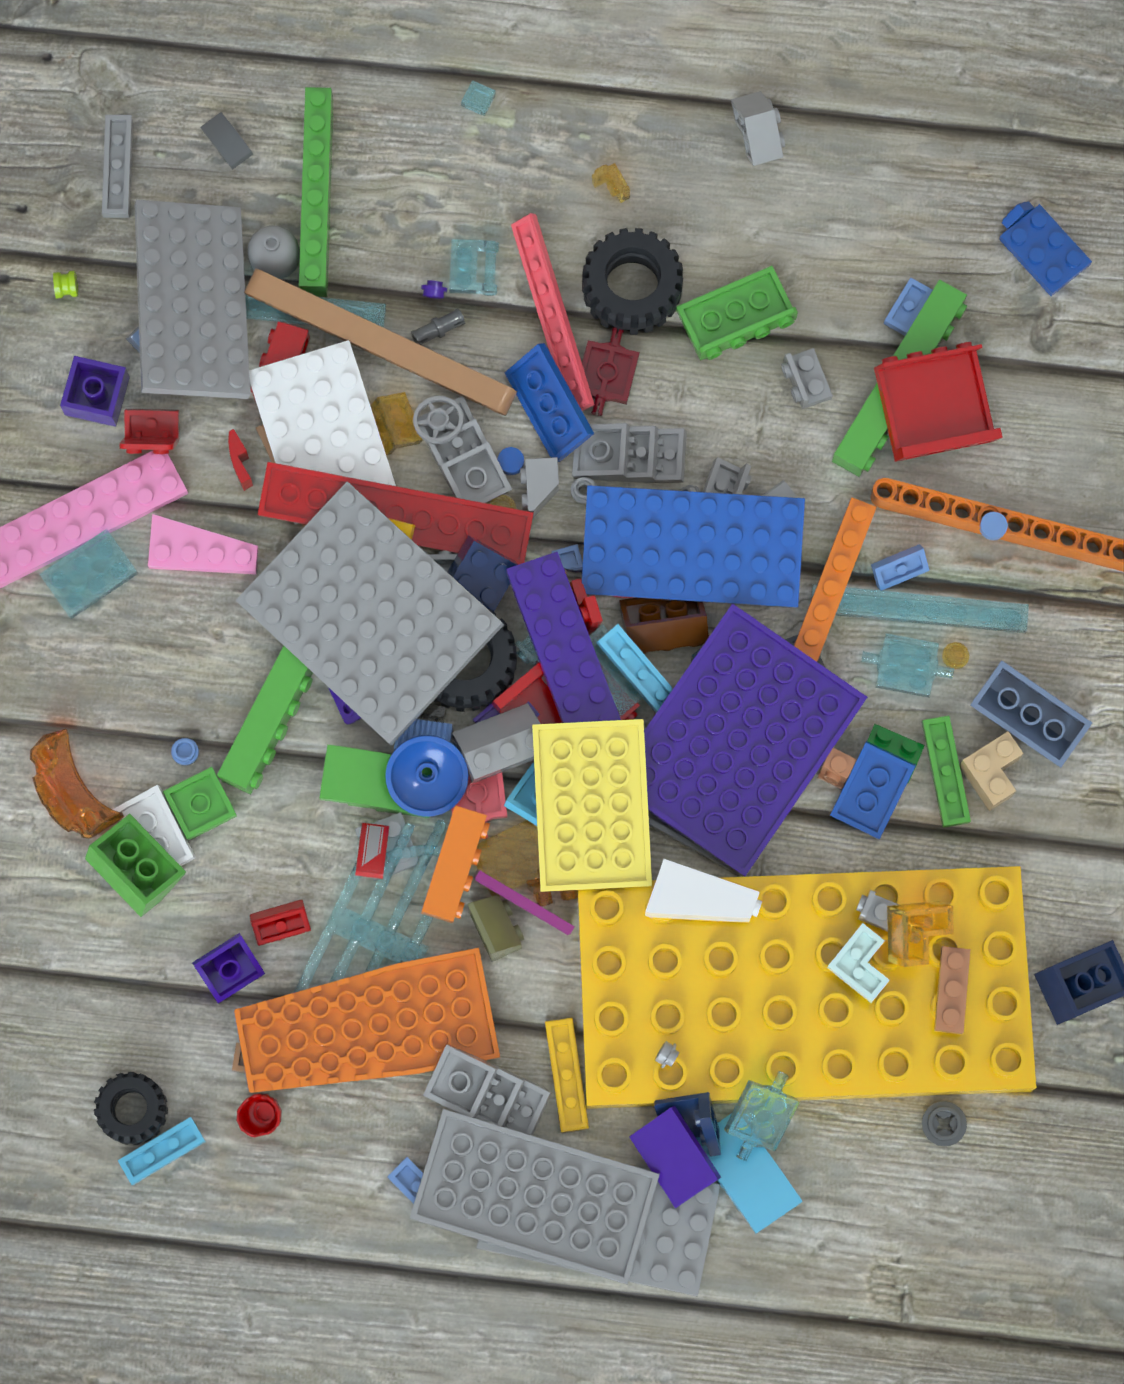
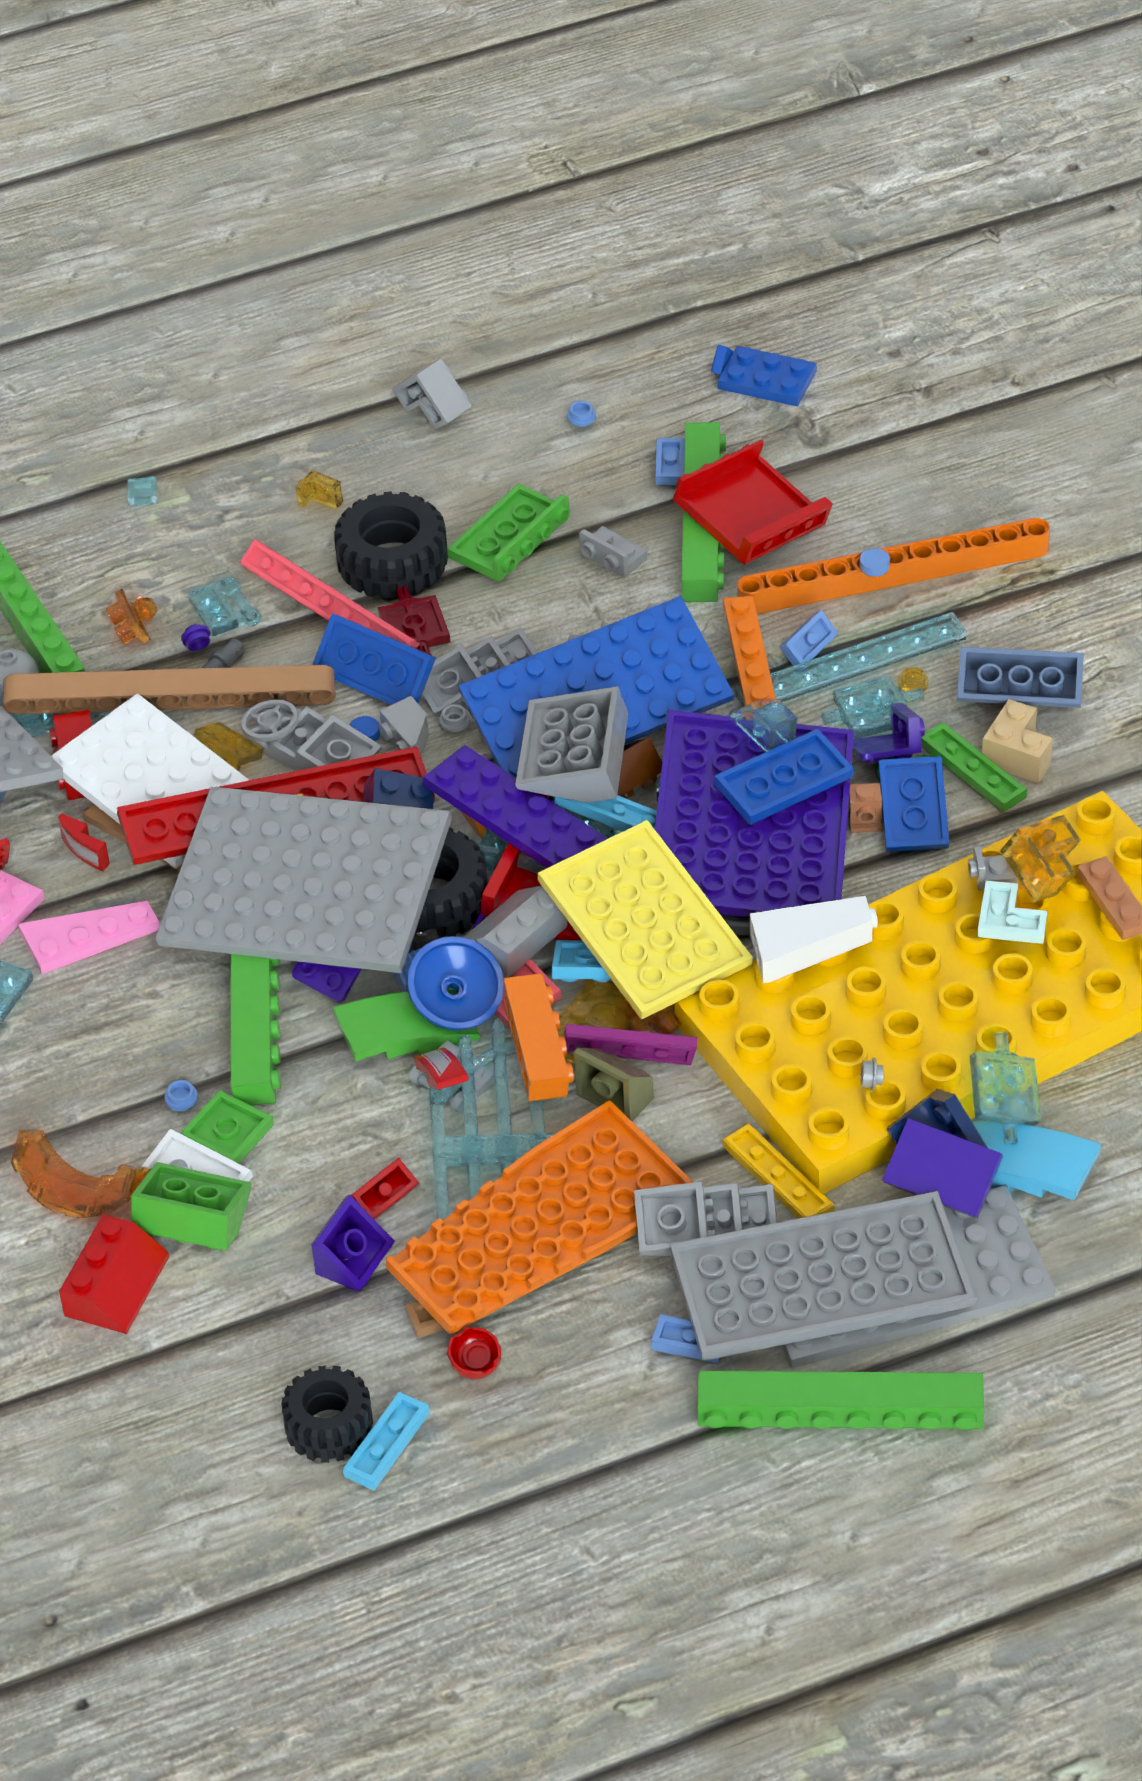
camera: 25 degrees left, 30 degrees down
(51, 894) = (112, 1275): none -> red slope
(399, 239) = (141, 610): none -> clear orange hips
(488, 1304) = (840, 1399): none -> bright green brick
(635, 603) = (574, 745): none -> light grey slope
(780, 722) = (783, 776): none -> blue plate
(796, 661) = (767, 722): none -> clear light blue slope
(869, 211) = (581, 413): none -> medium blue plate
(893, 715) = (902, 743): none -> dark purple bracket

